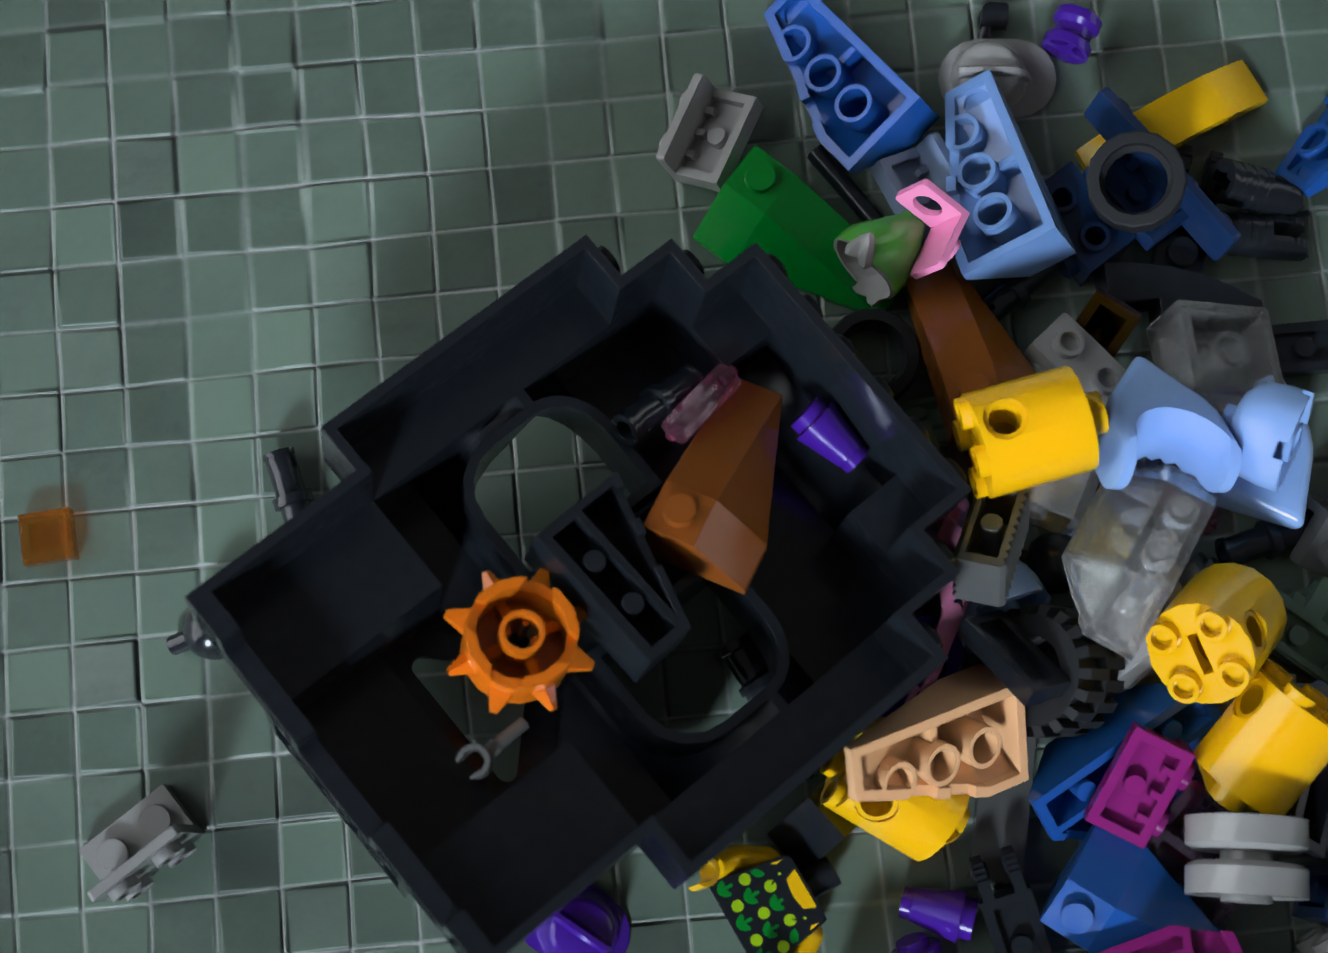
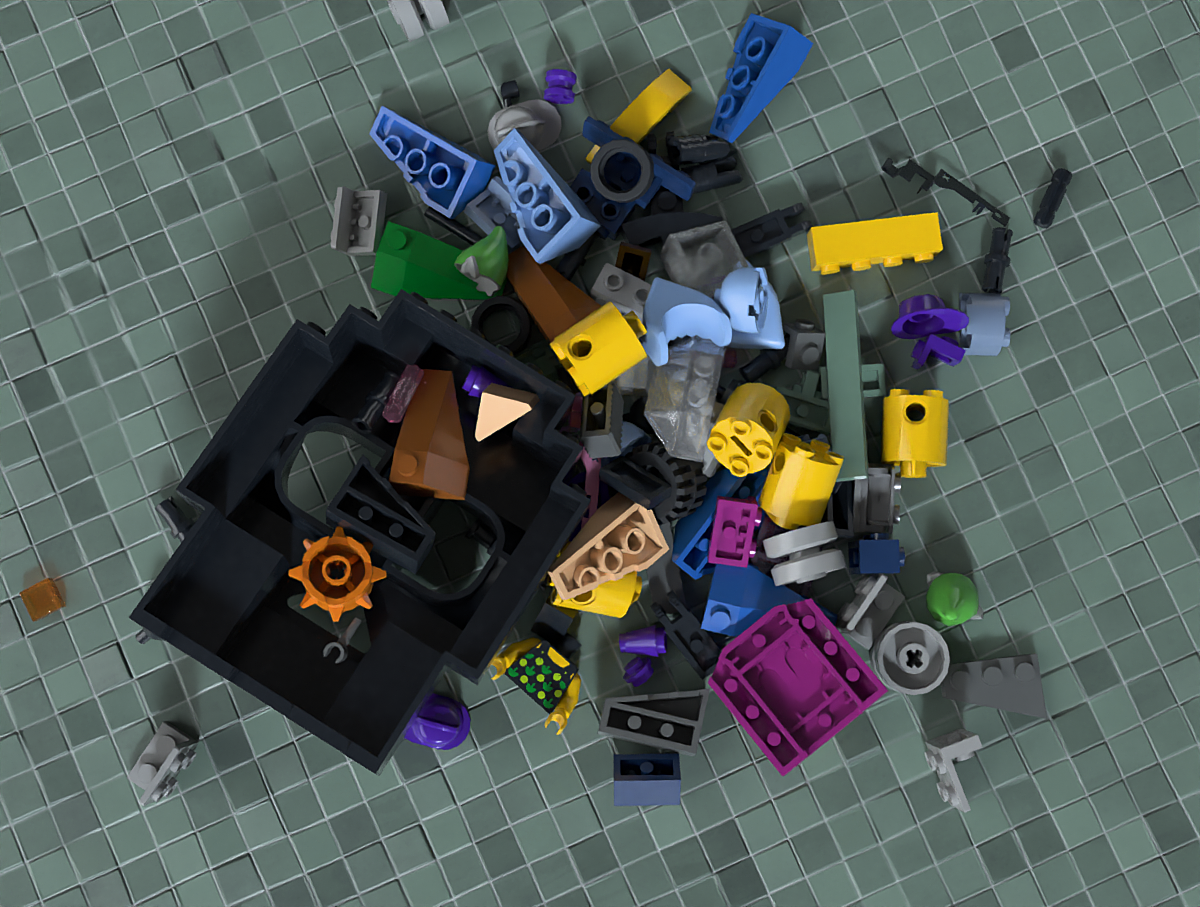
camera: 20 degrees left, 5 degrees up
(845, 473) = (500, 407): none -> light nougat slope
(945, 226) = (516, 232): bright pink bracket -> none

